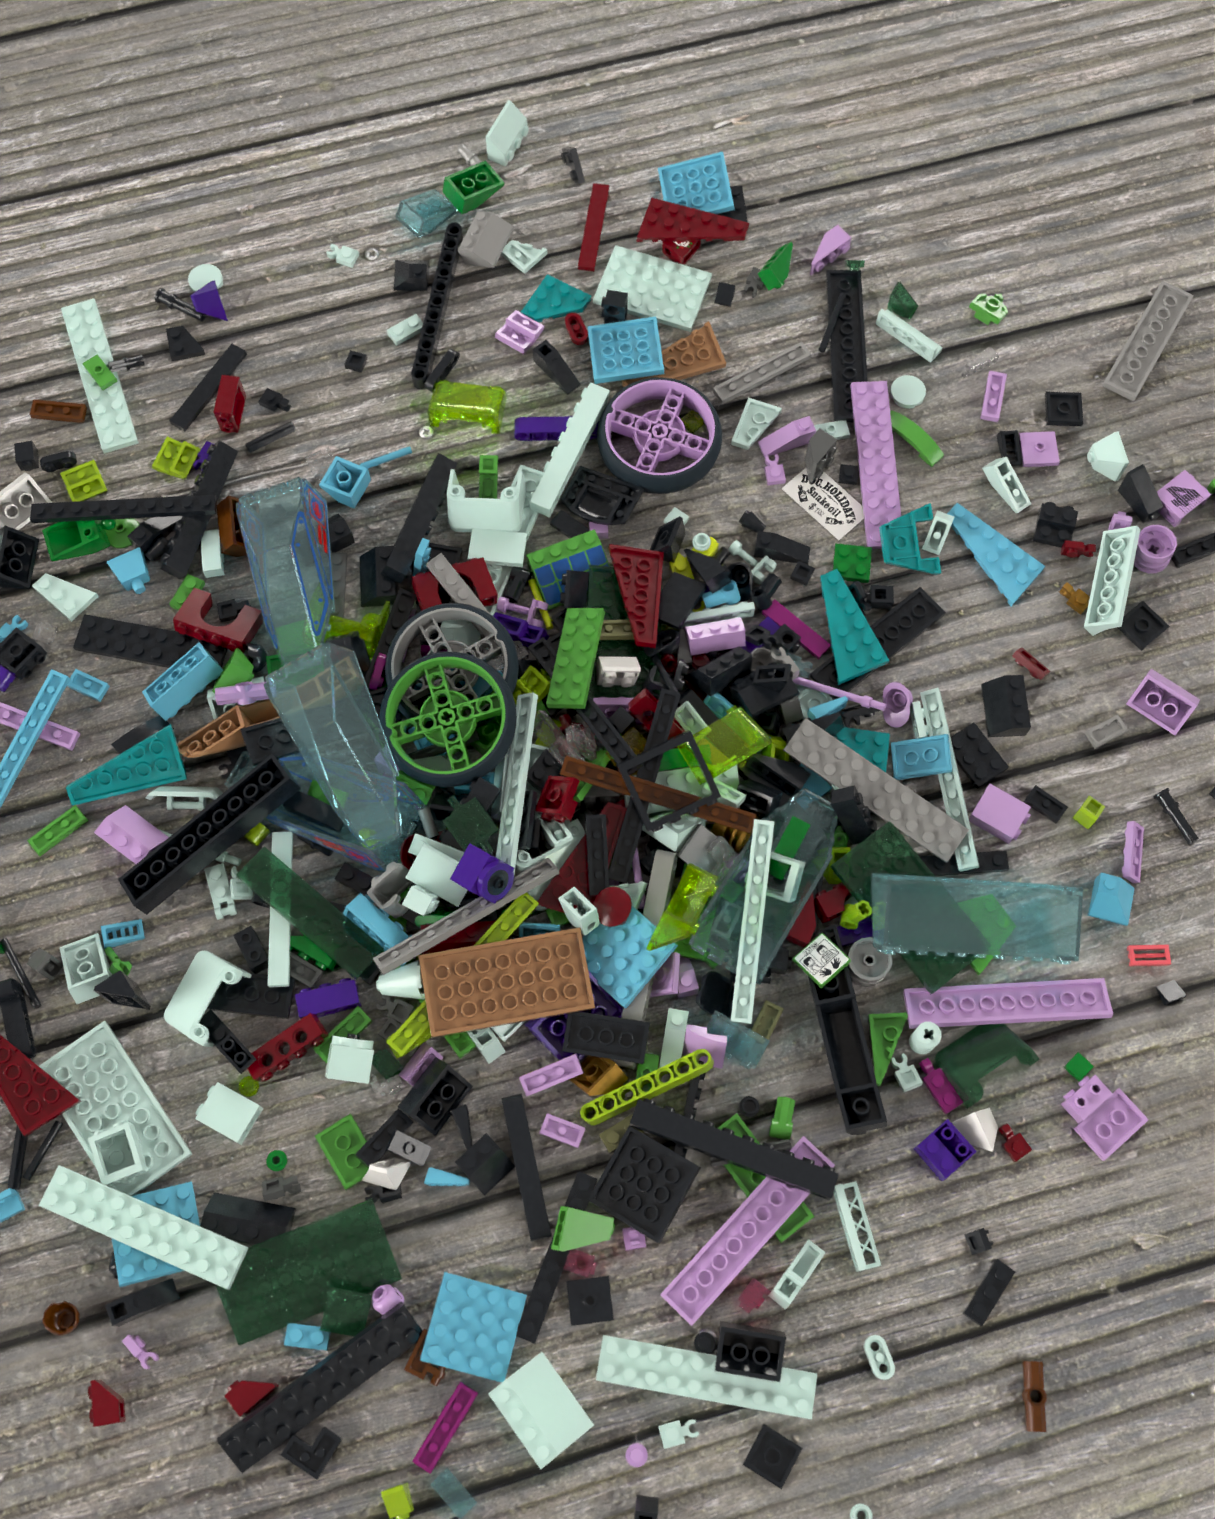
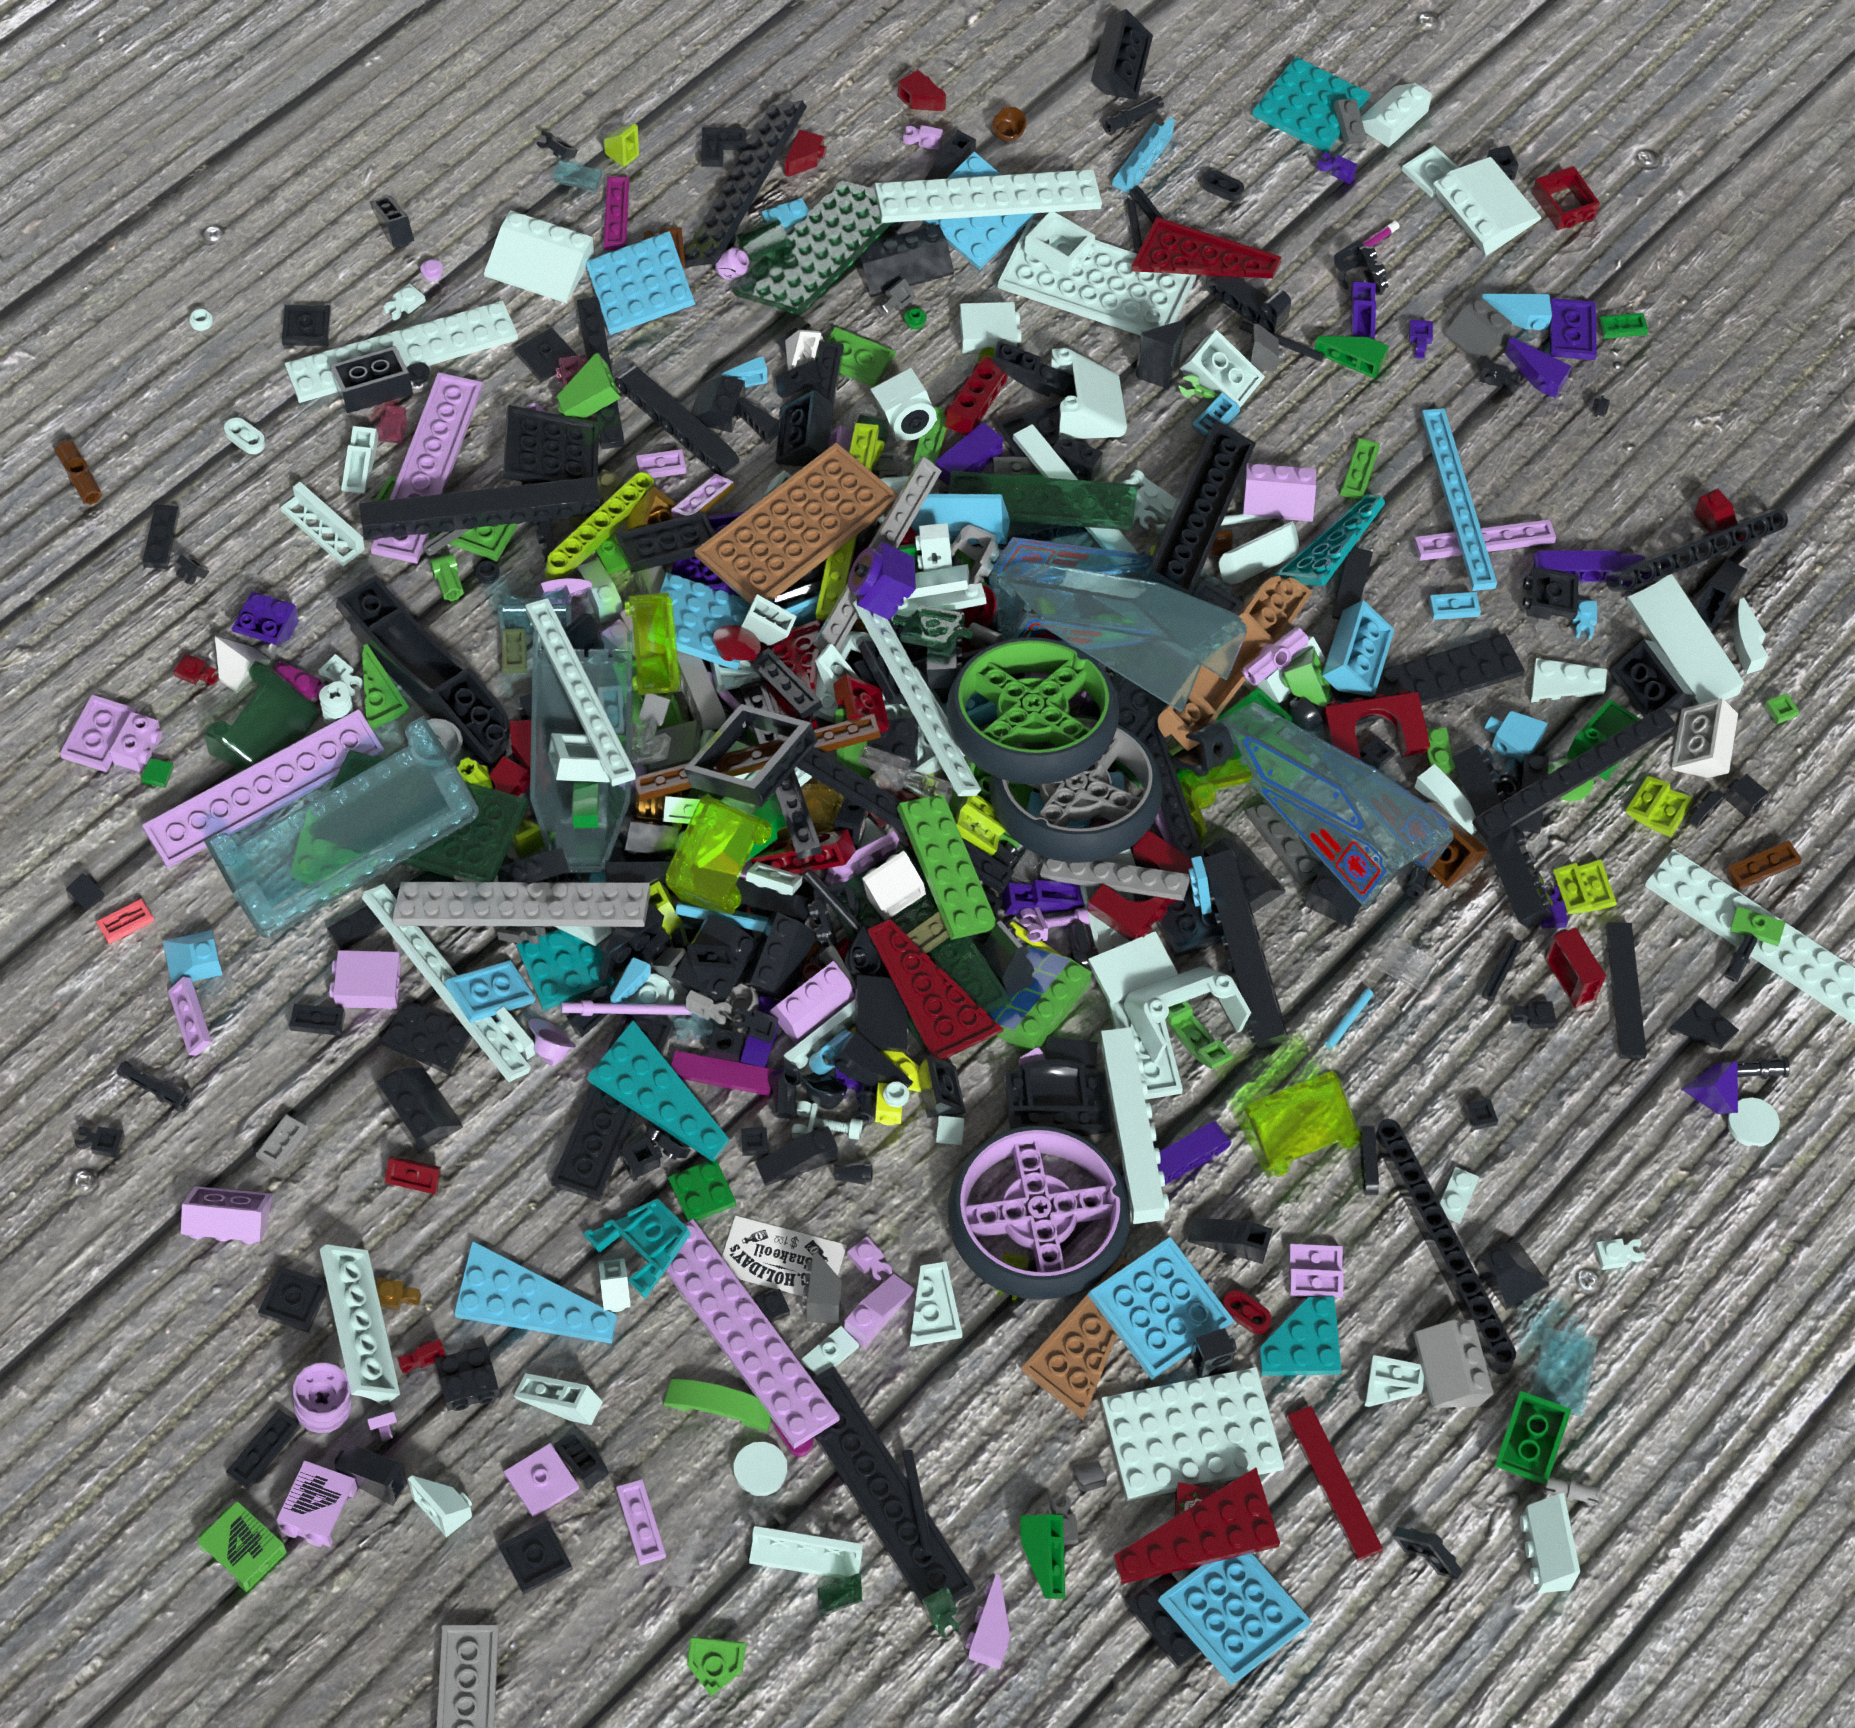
camera: 145 degrees right, 10 degrees down
(345, 481) = (1366, 951): medium azure slope -> none
(376, 678) = (1151, 743): magenta plate -> none
(761, 373) = (967, 1384): light grey plate -> none
(821, 960) = (486, 712): tile -> none
(1088, 812) = (261, 1035): lime slope -> none

